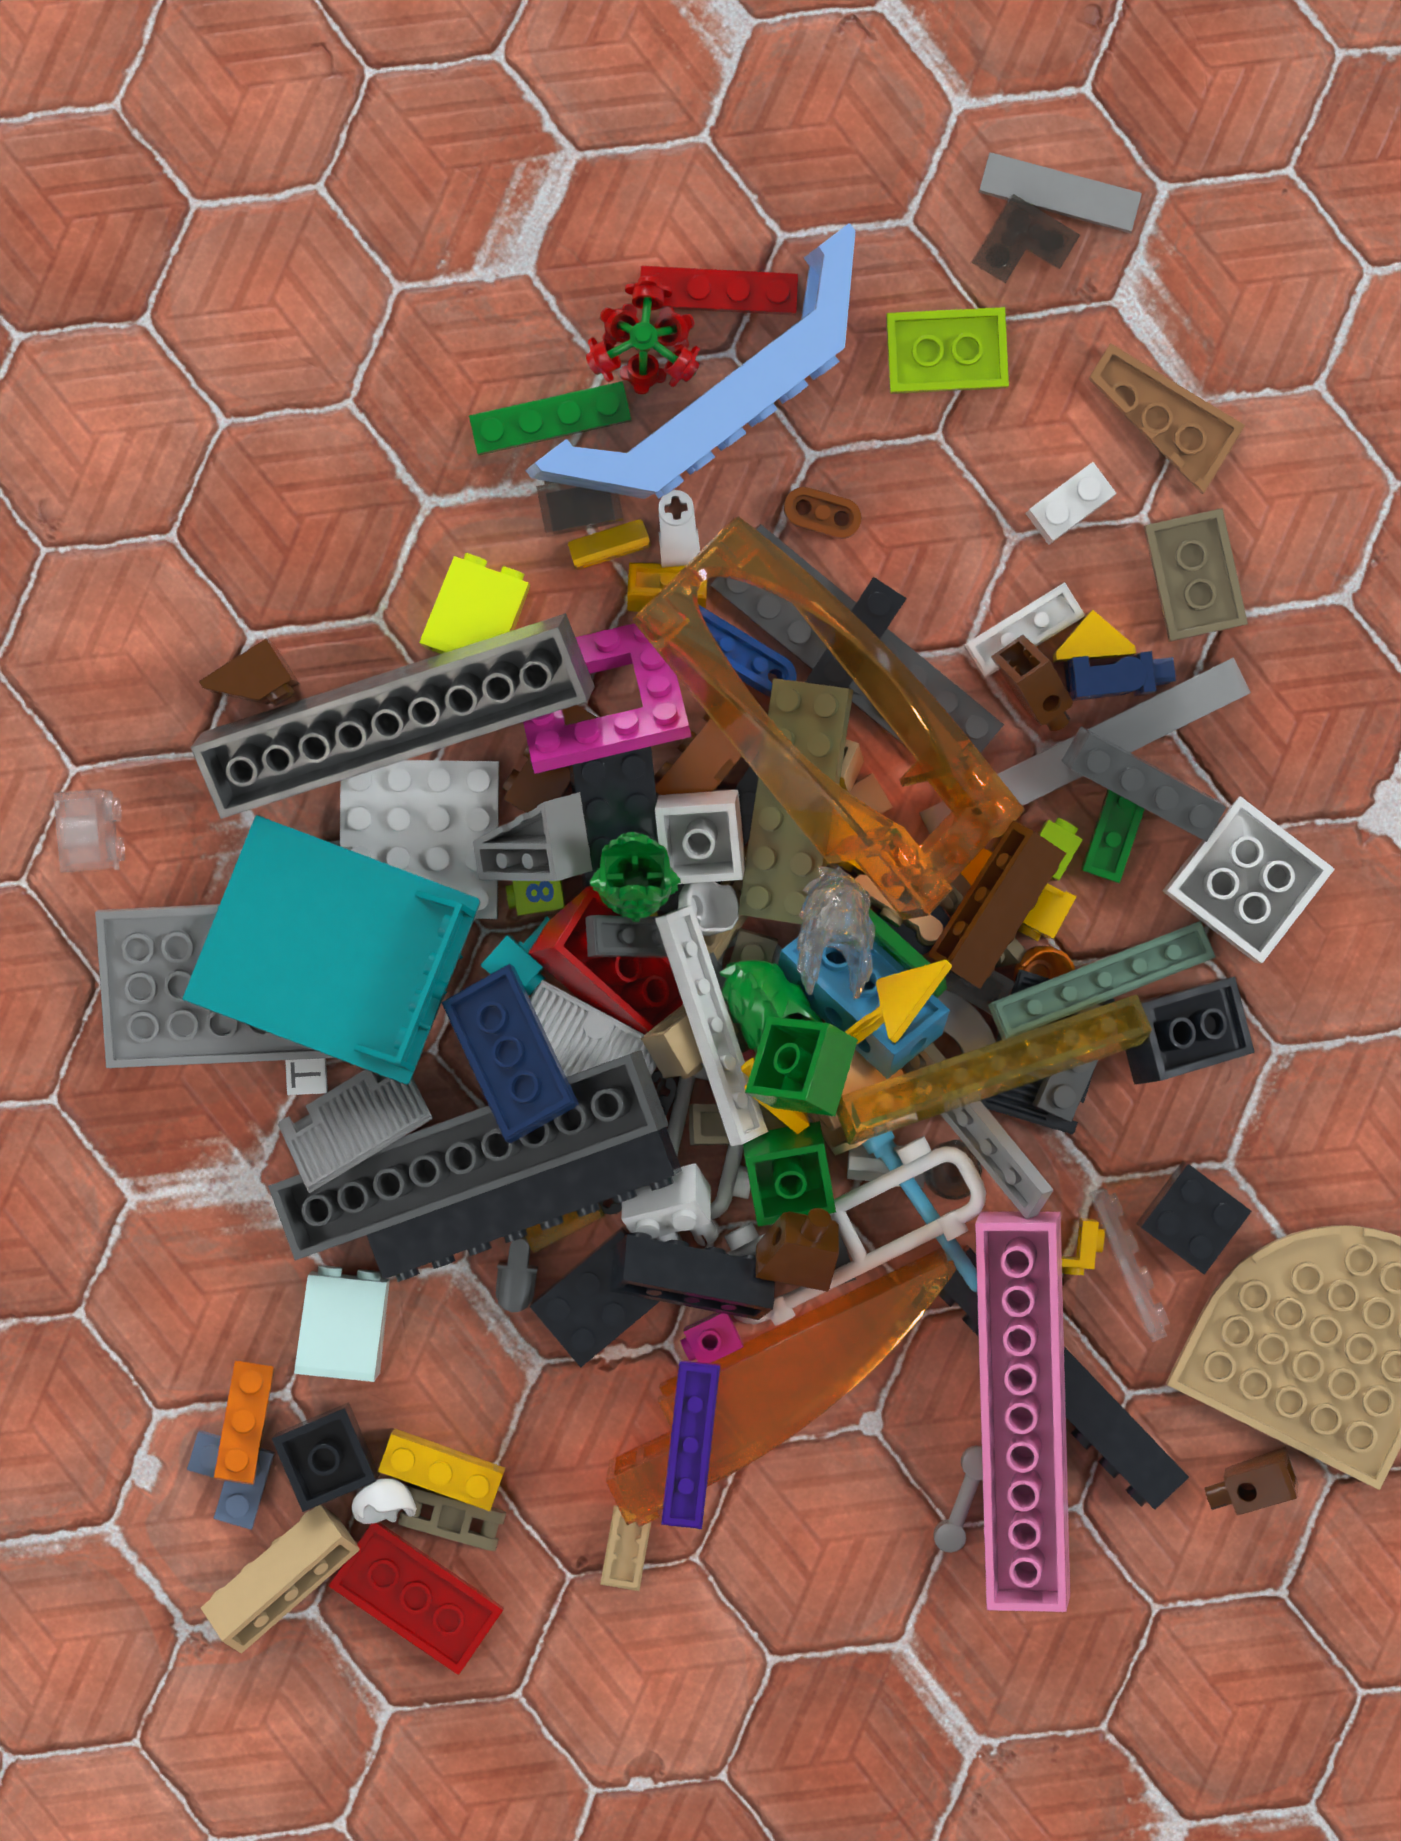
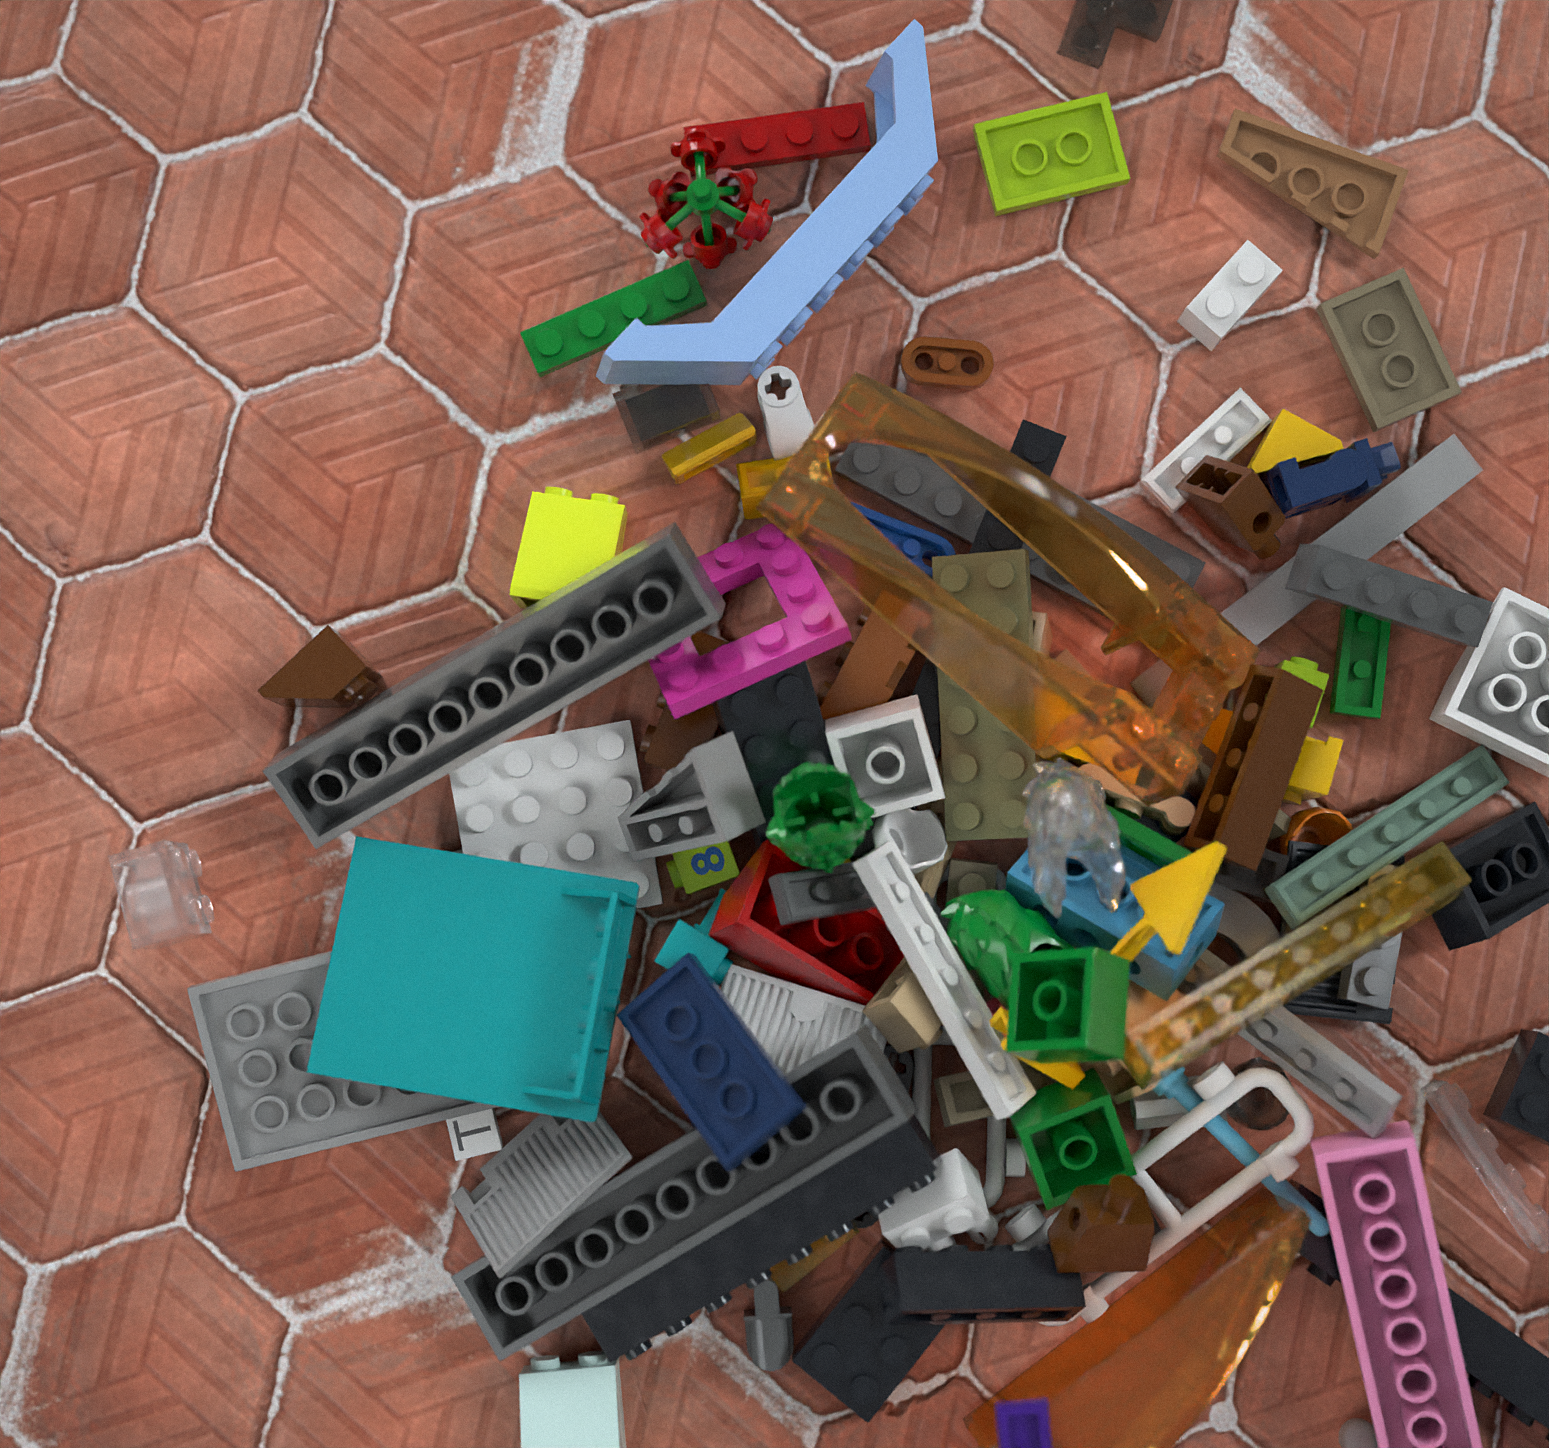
camera: 10 degrees left, 5 degrees down
(711, 1338) = (1014, 1355): dark pink brick -> none
(1088, 1243) = (1436, 1151): yellow bracket -> none

